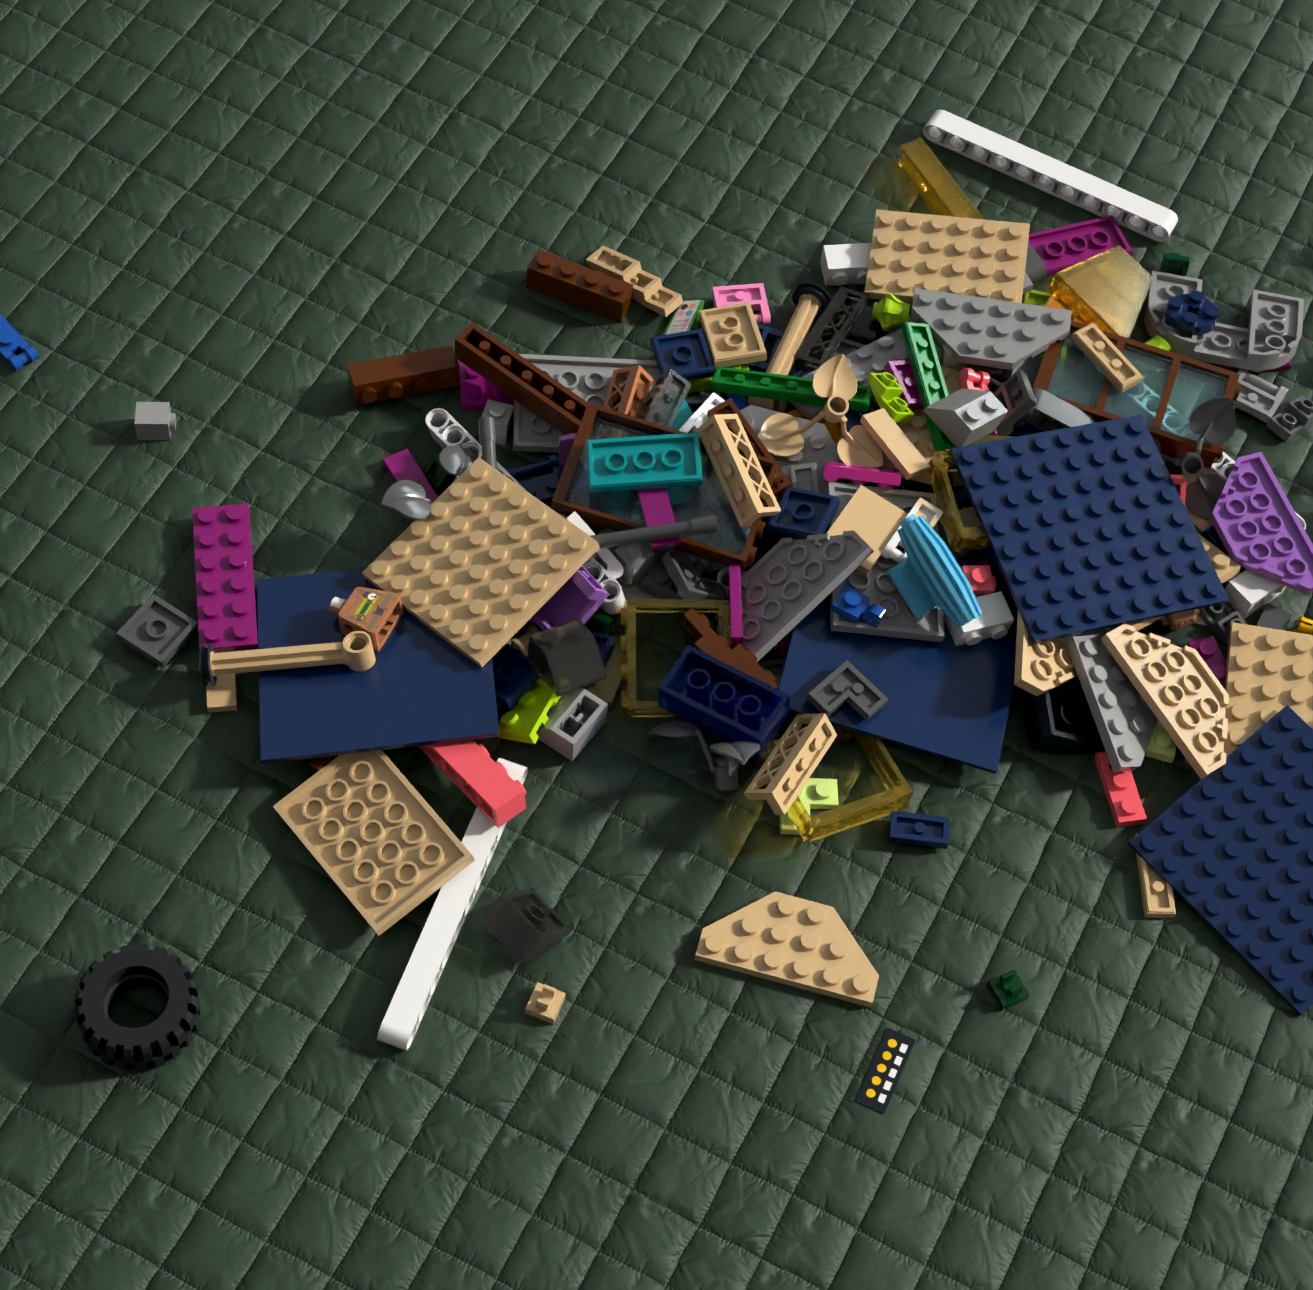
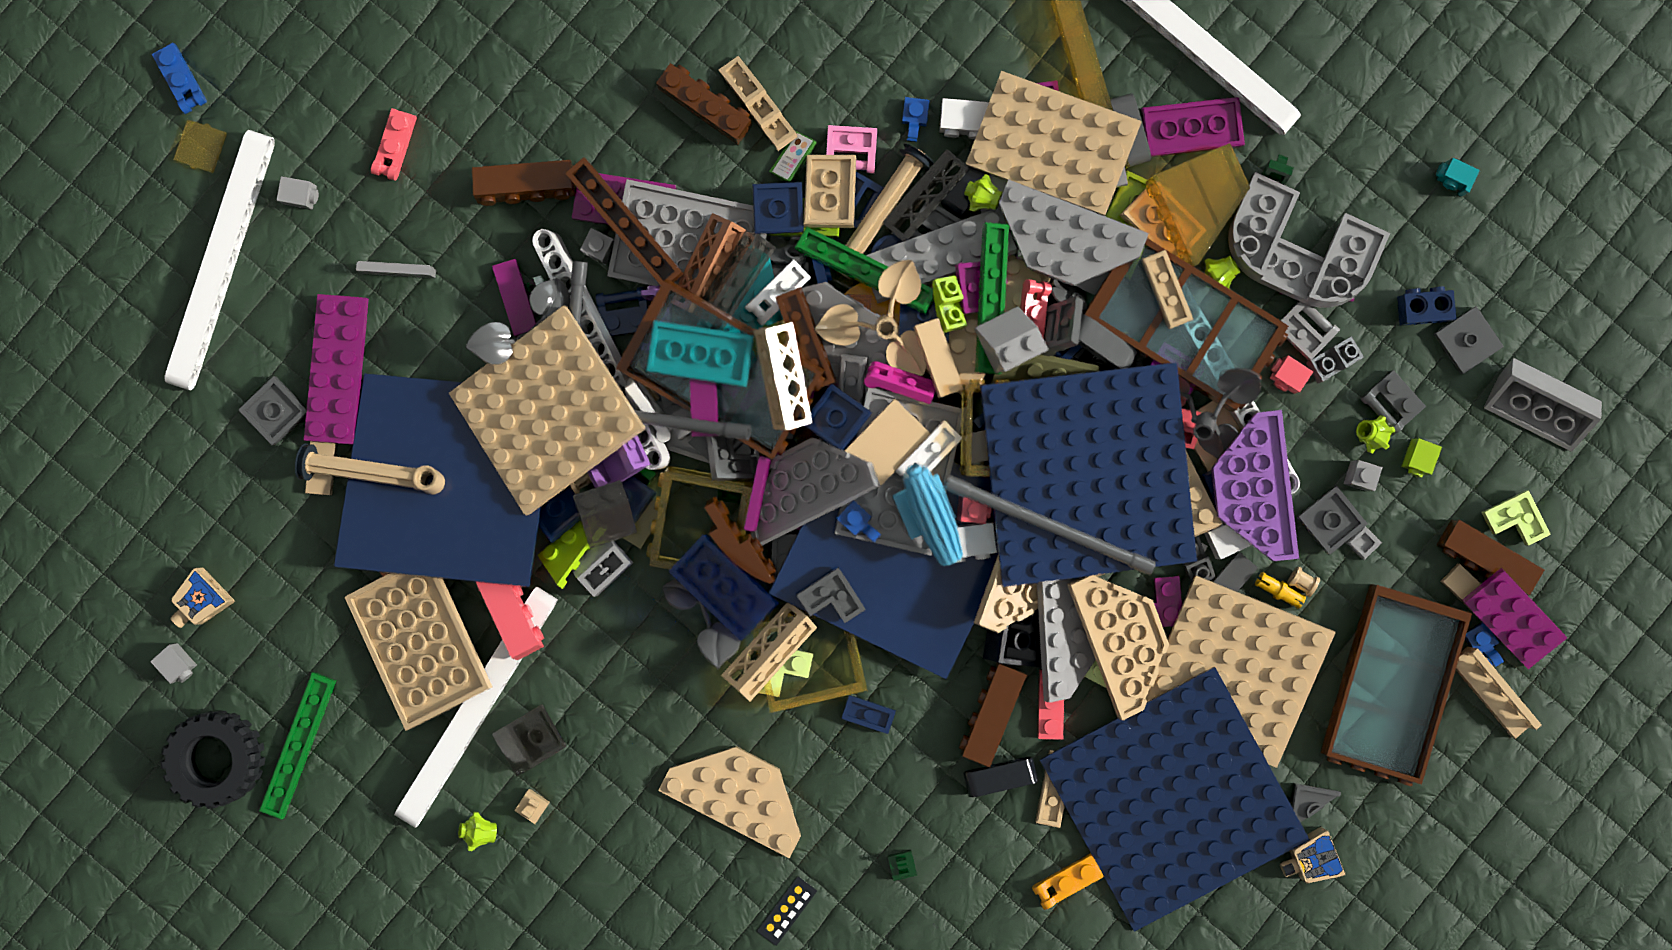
camera: 20 degrees right, 30 degrees up
(35, 399) = (200, 146): none -> clear yellow piece
(71, 913) = (174, 664): none -> light grey brick
(72, 499) = (219, 260): none -> white beam
(95, 837) = (199, 599): none -> torso
(238, 987) = (297, 745): none -> green tile
(253, 366) = (394, 144): none -> coral plate
(276, 475) = (395, 269): none -> light grey tile
(370, 612) = (443, 443): nougat torso -> none
(485, 1037) = (477, 831): none -> lime rock
(796, 269) = (915, 115): none -> blue plate
(969, 541) = (966, 490): none -> dark grey piece
(1060, 801) = (993, 714): none -> reddish brown brick
(1090, 869) = (1000, 777): none -> black beam
(1191, 313) = (1279, 229): dark blue plate -> none
(1206, 971) = (1068, 881): none -> light orange plate
(1255, 433) = (1289, 374): none -> coral brick

